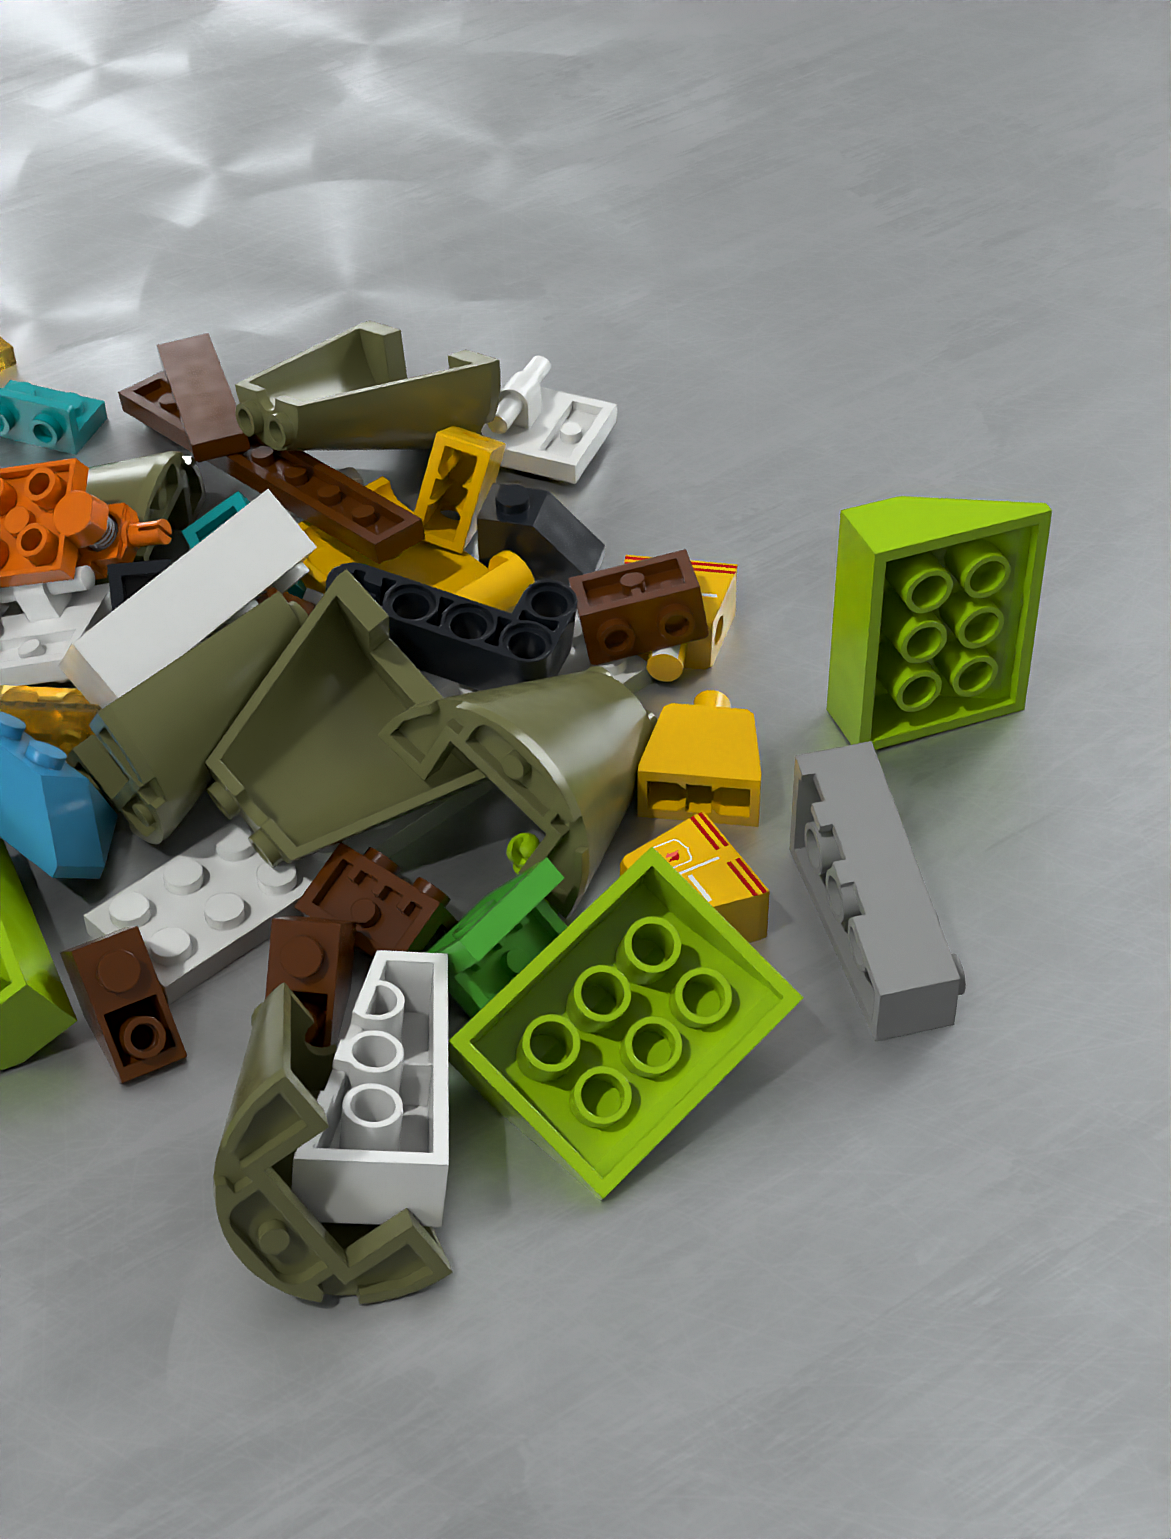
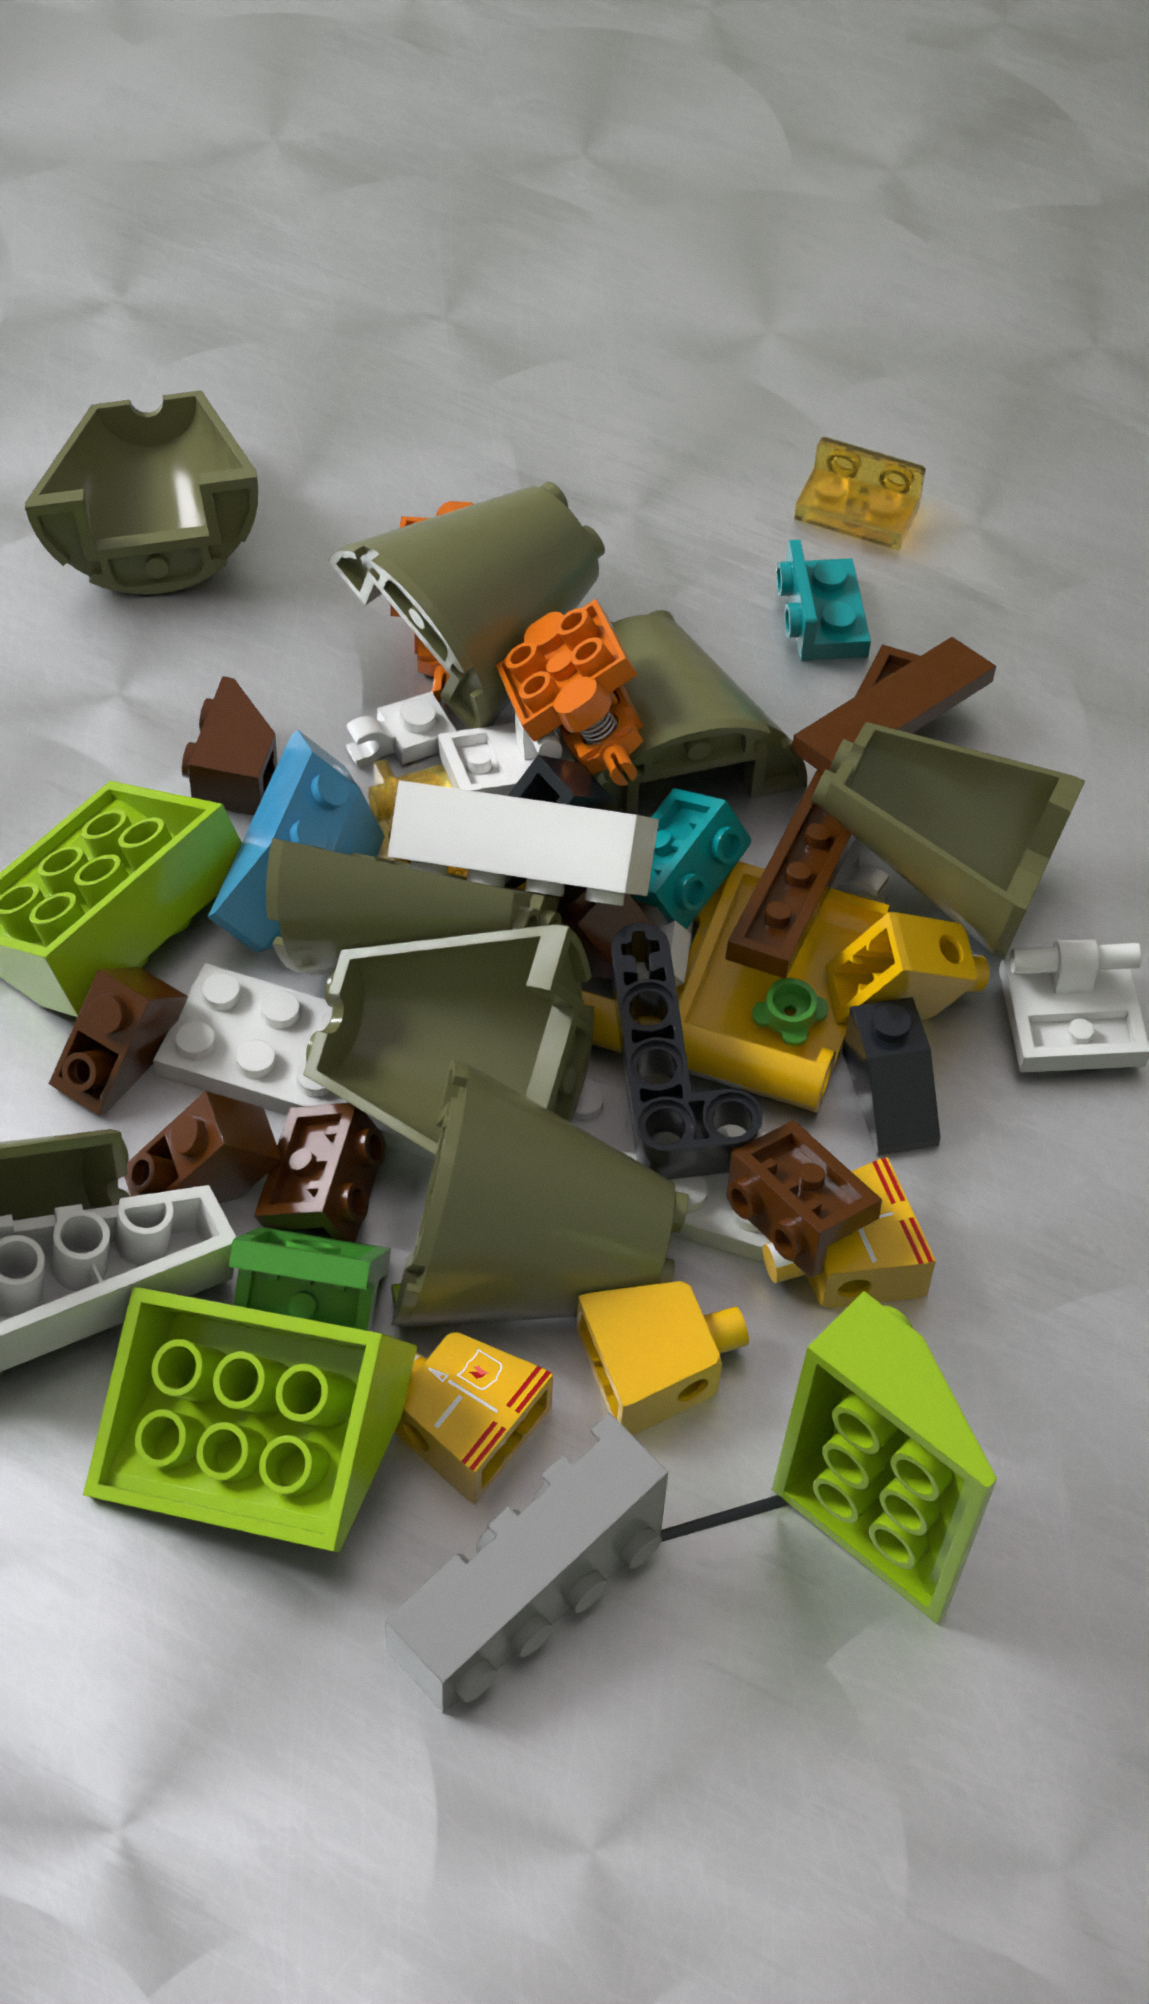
camera: 60 degrees right, 10 degrees up
(436, 565) = (791, 995): none -> bright green plate

